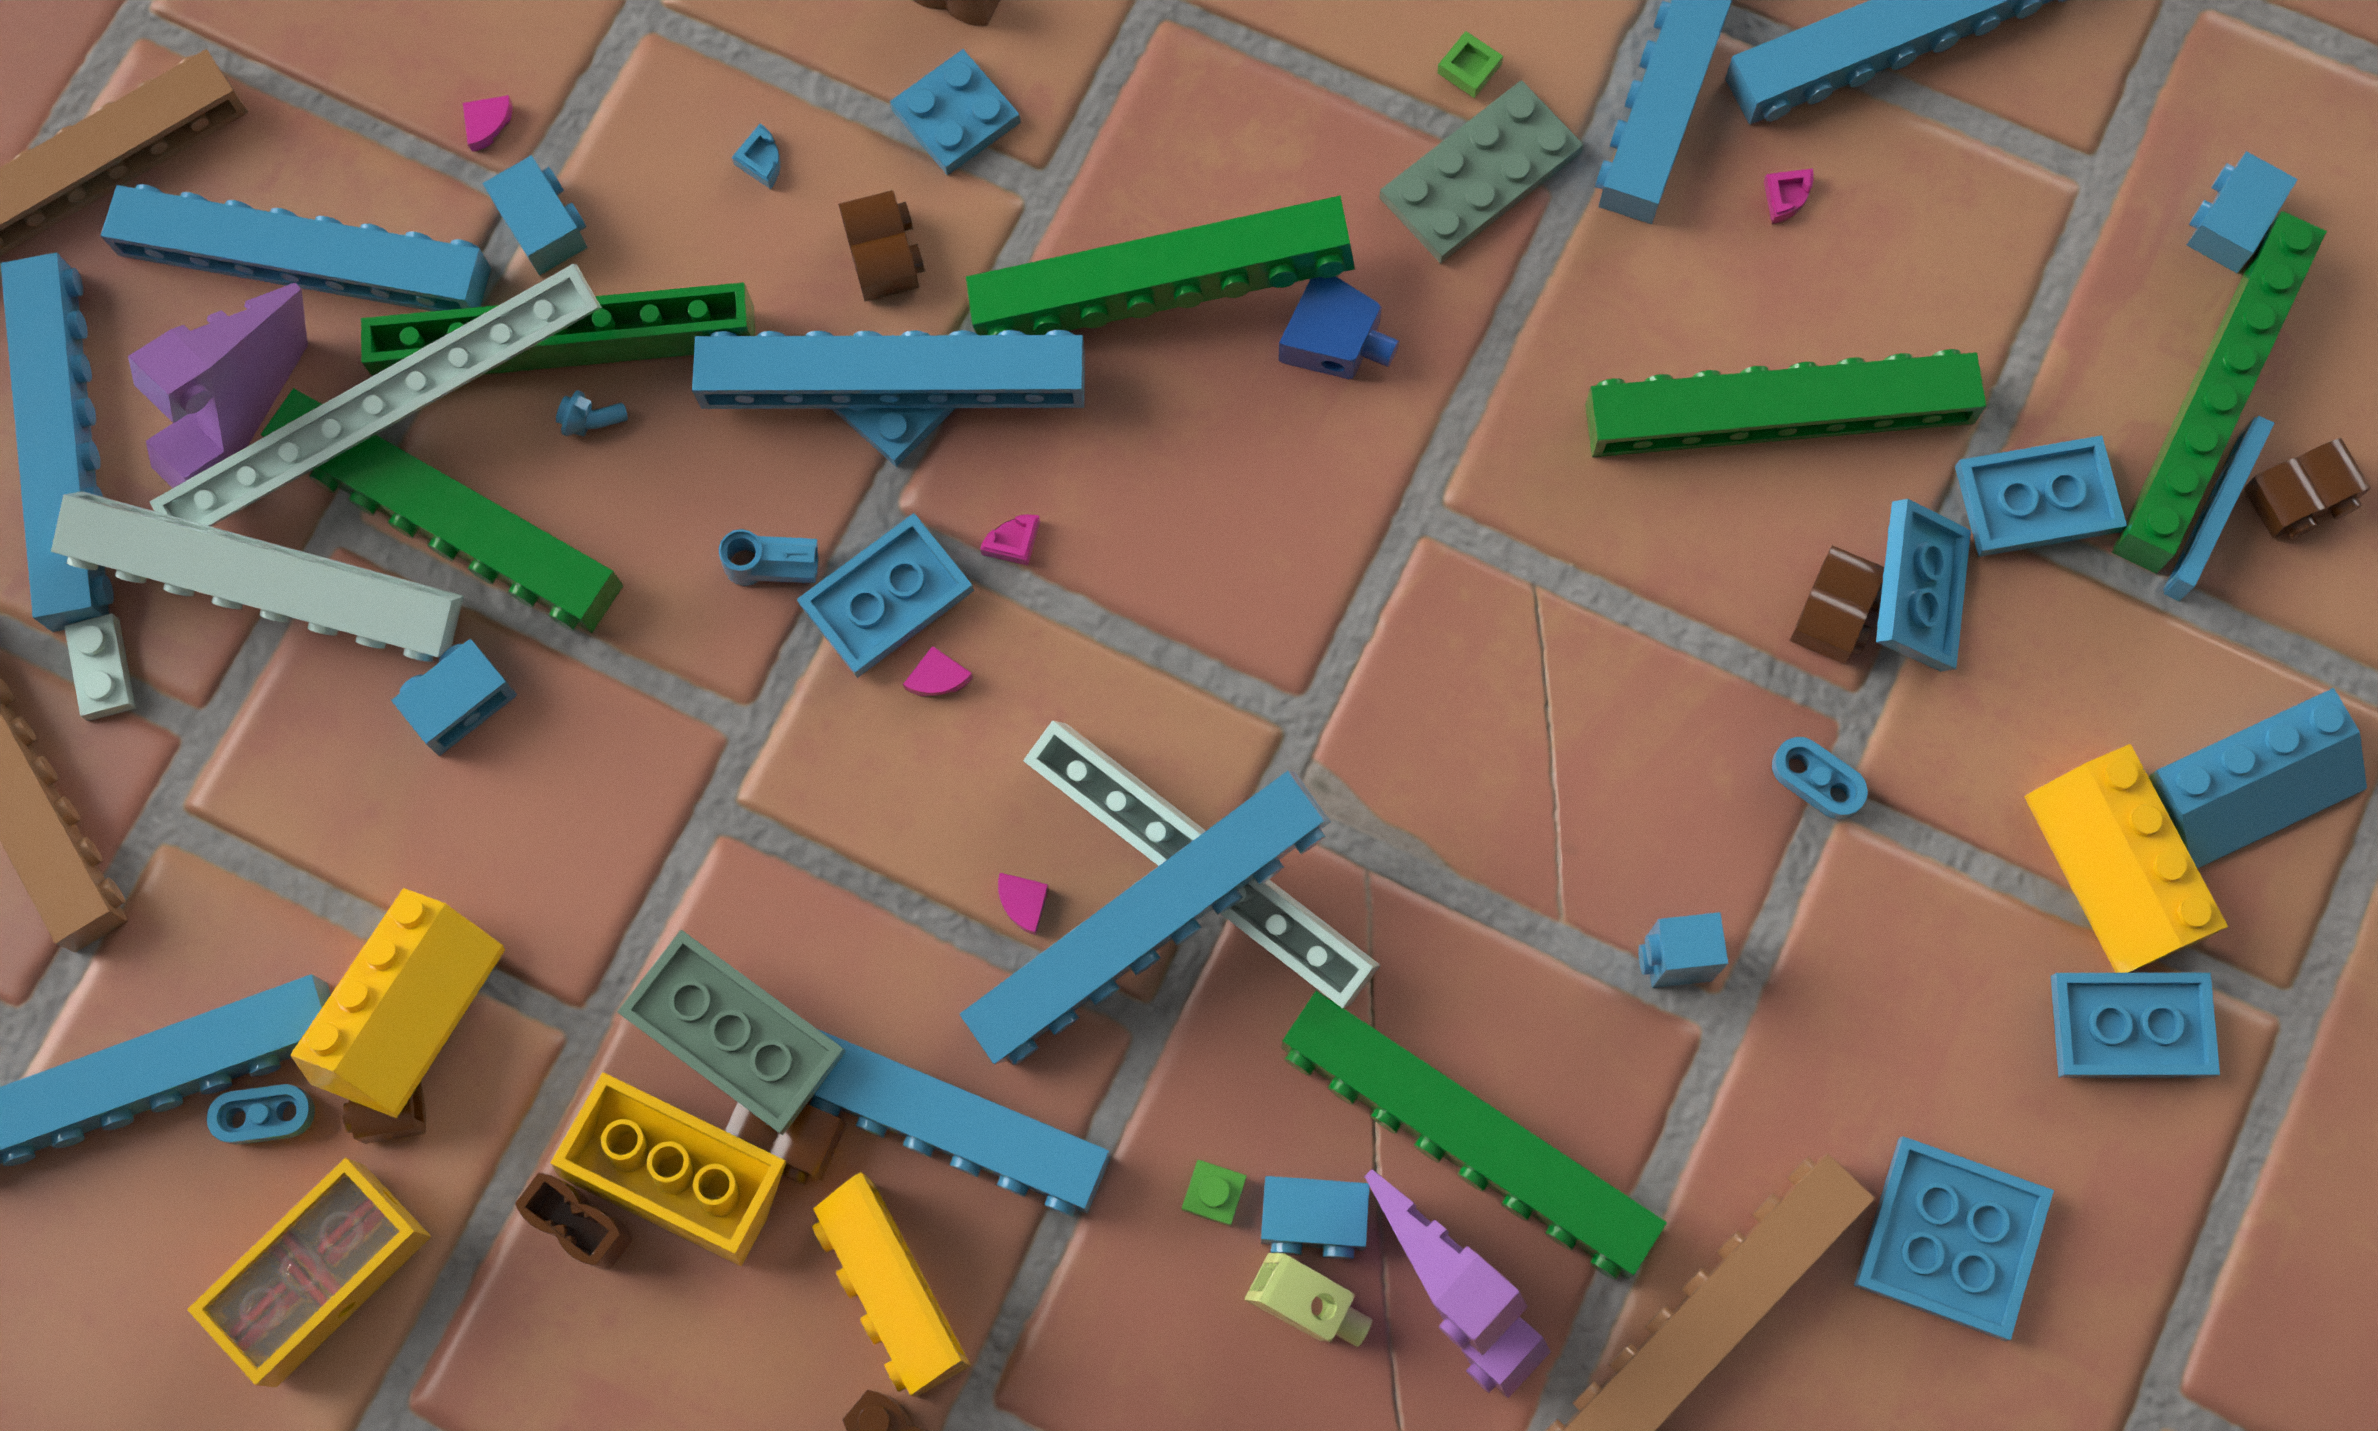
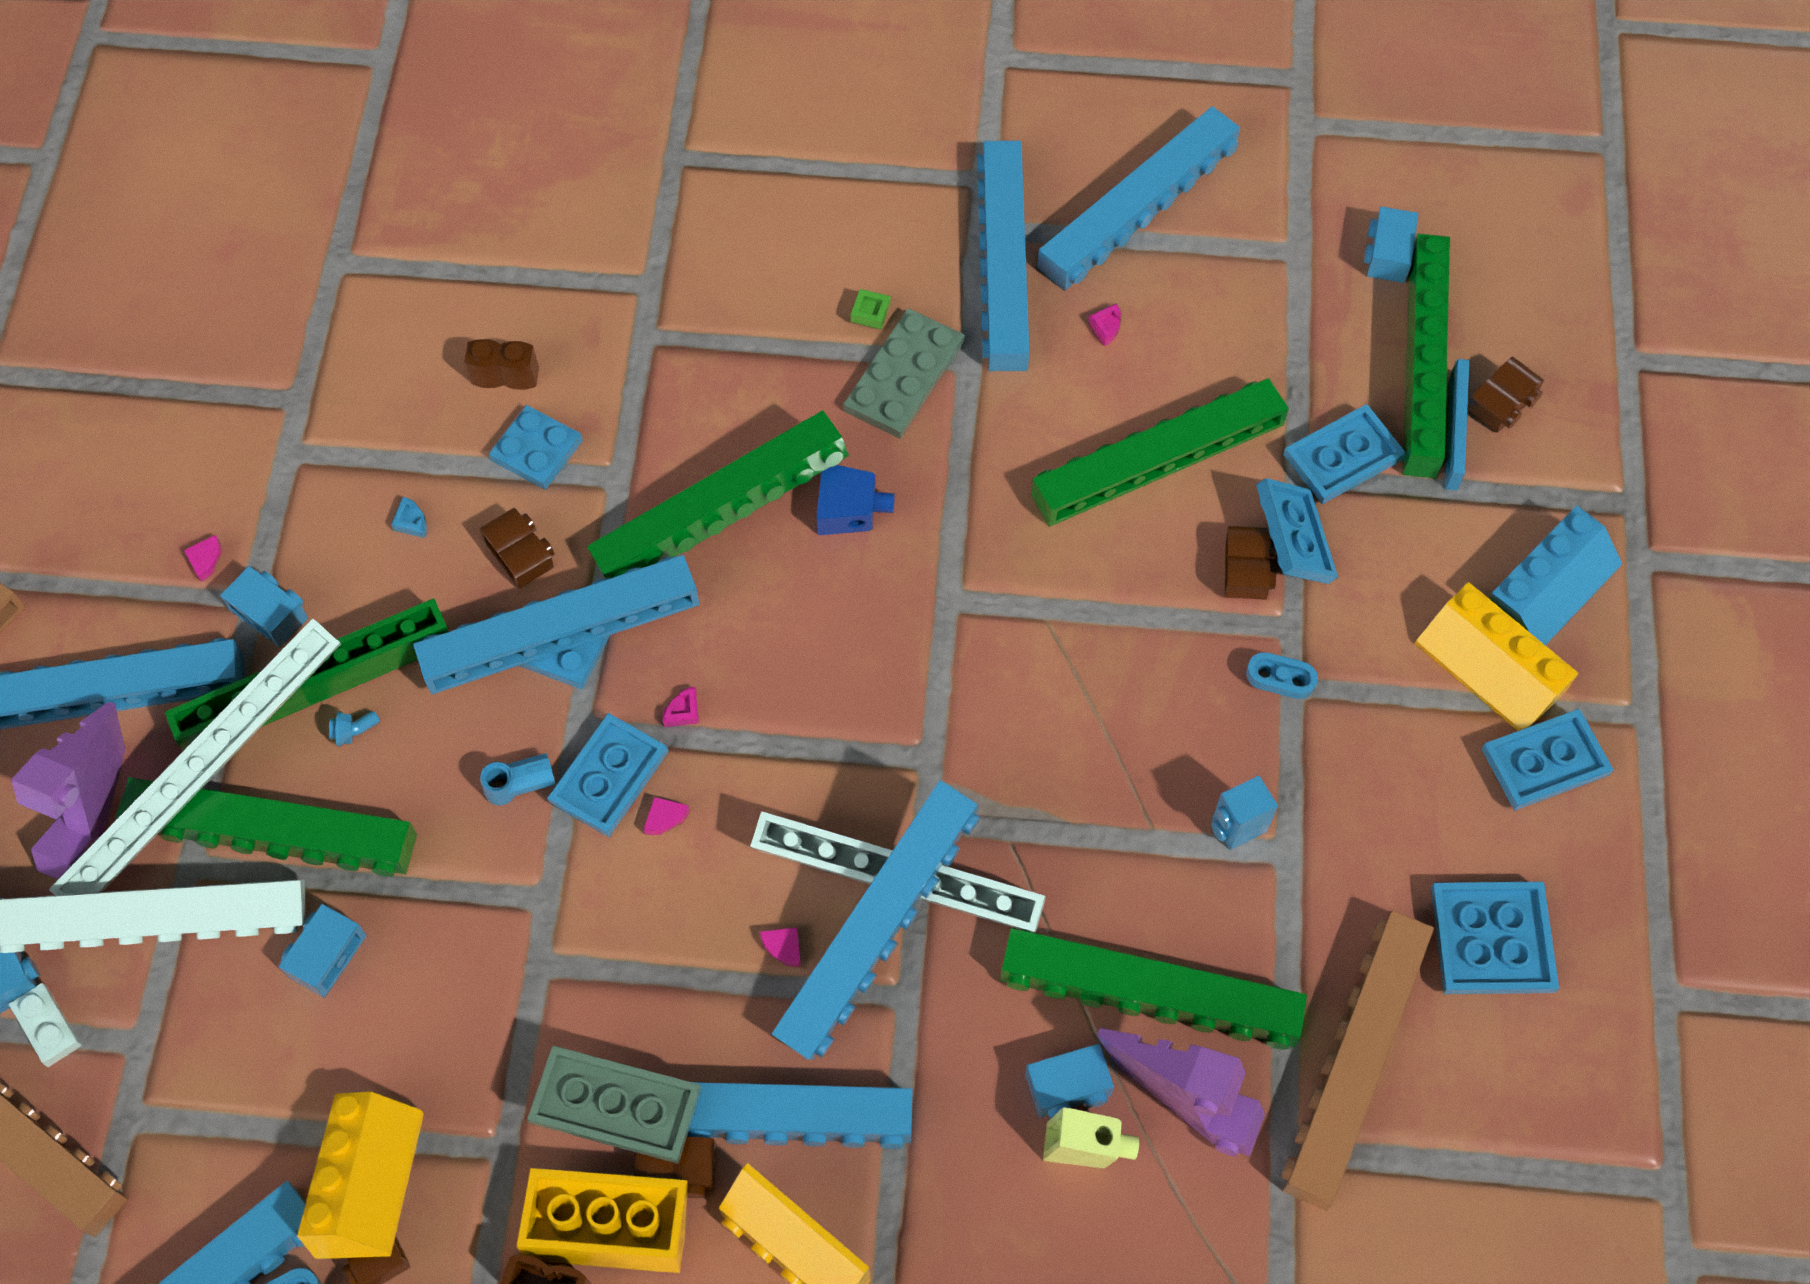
camera: 25 degrees left, 10 degrees down
(1214, 1193) = (994, 1094): bright green plate -> none

